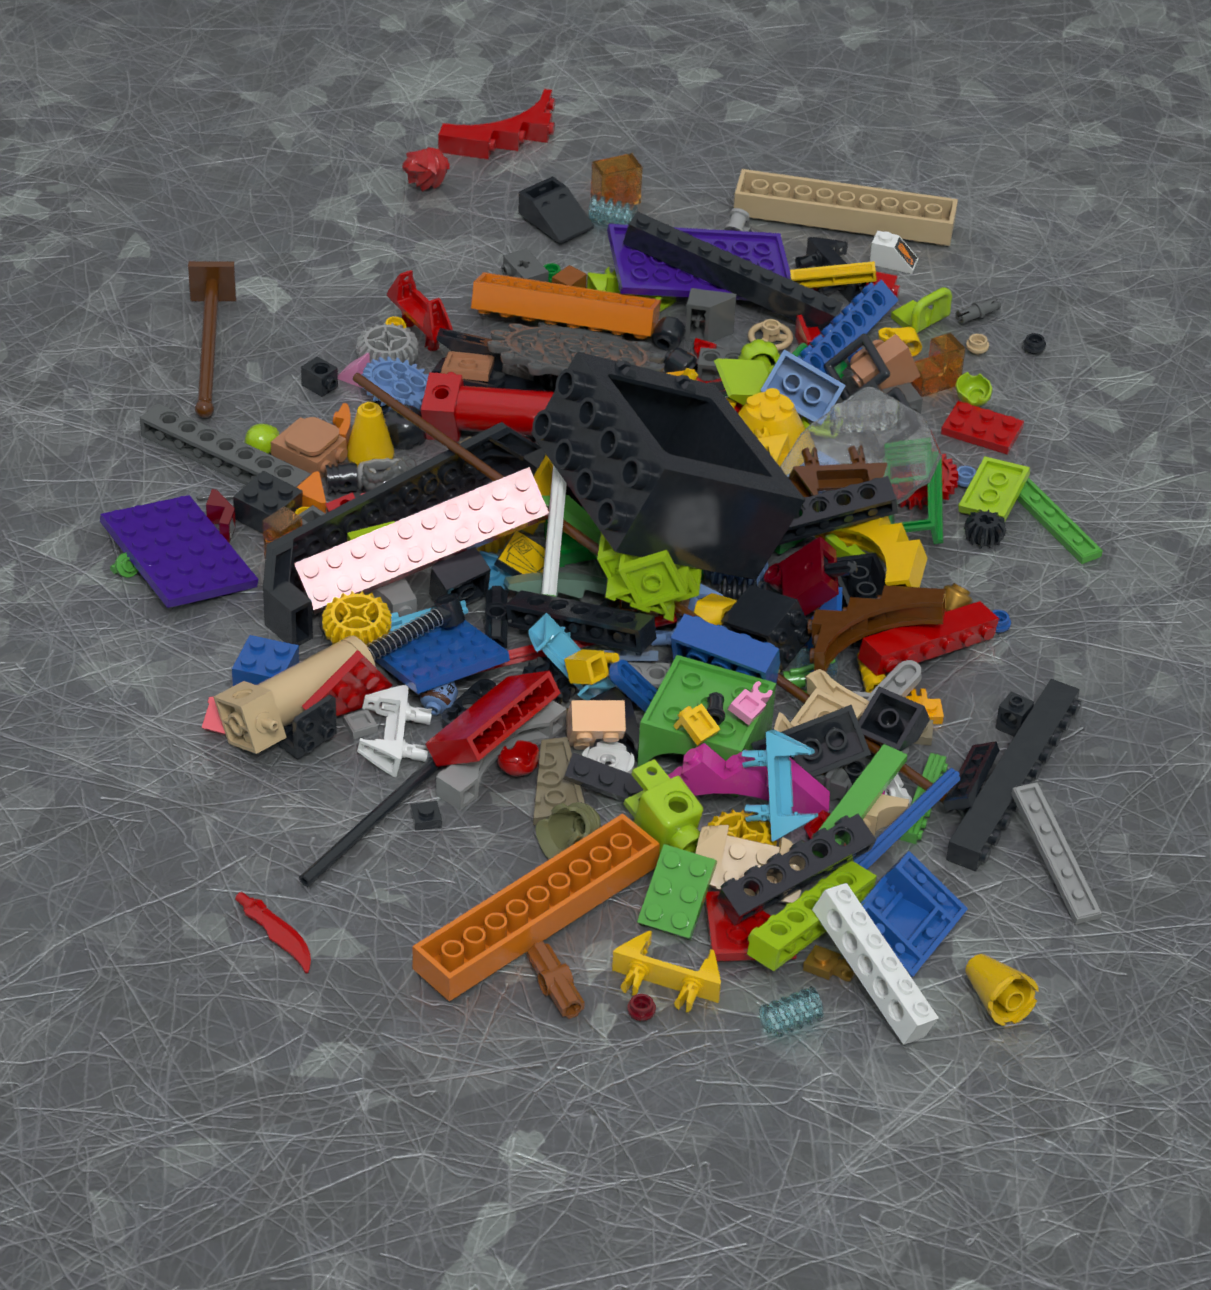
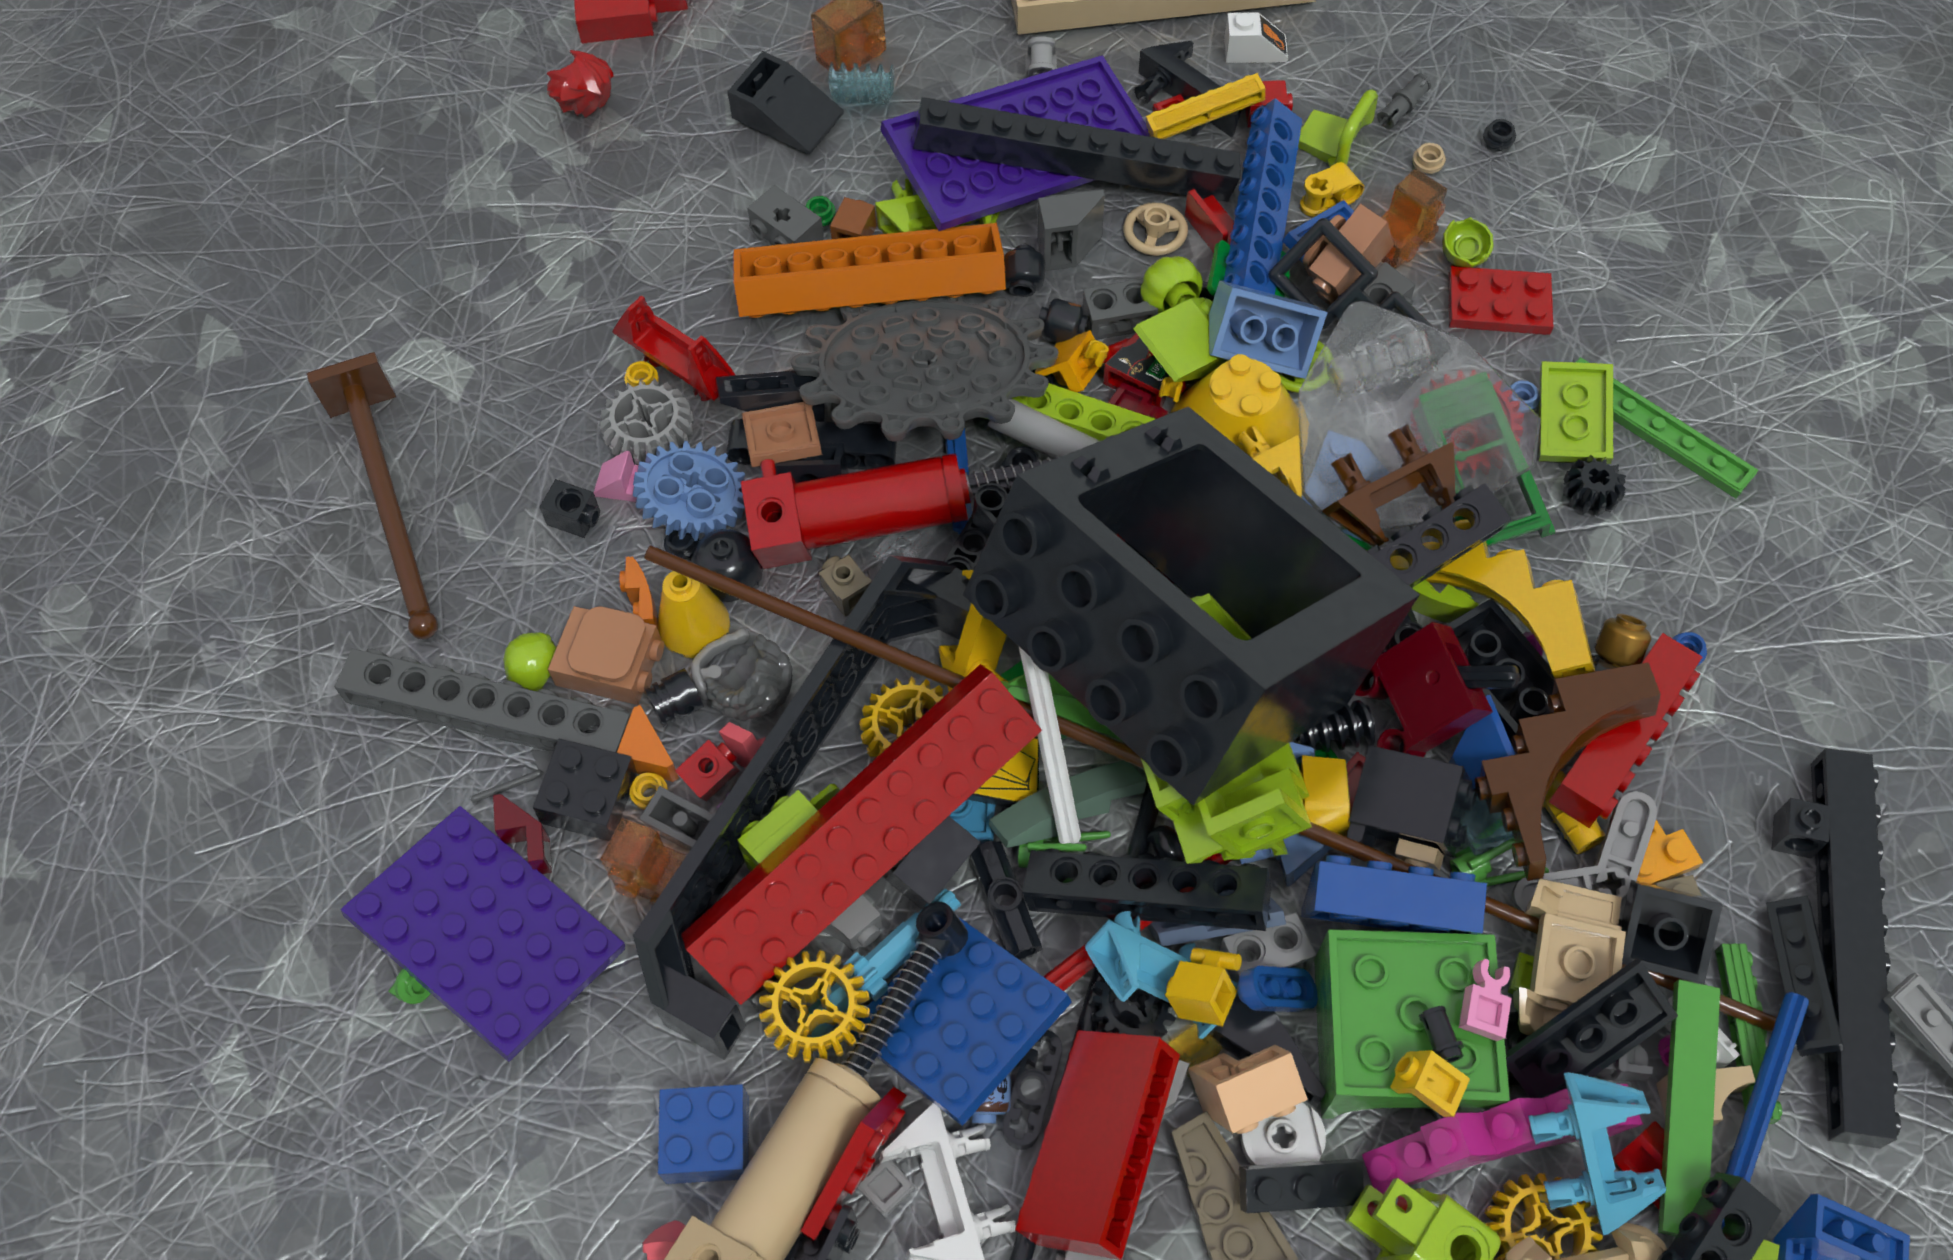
camera: 15 degrees left, 20 degrees up
(520, 759) = (1163, 1186): red hair -> none
(699, 343) = (1076, 279): red tile -> none

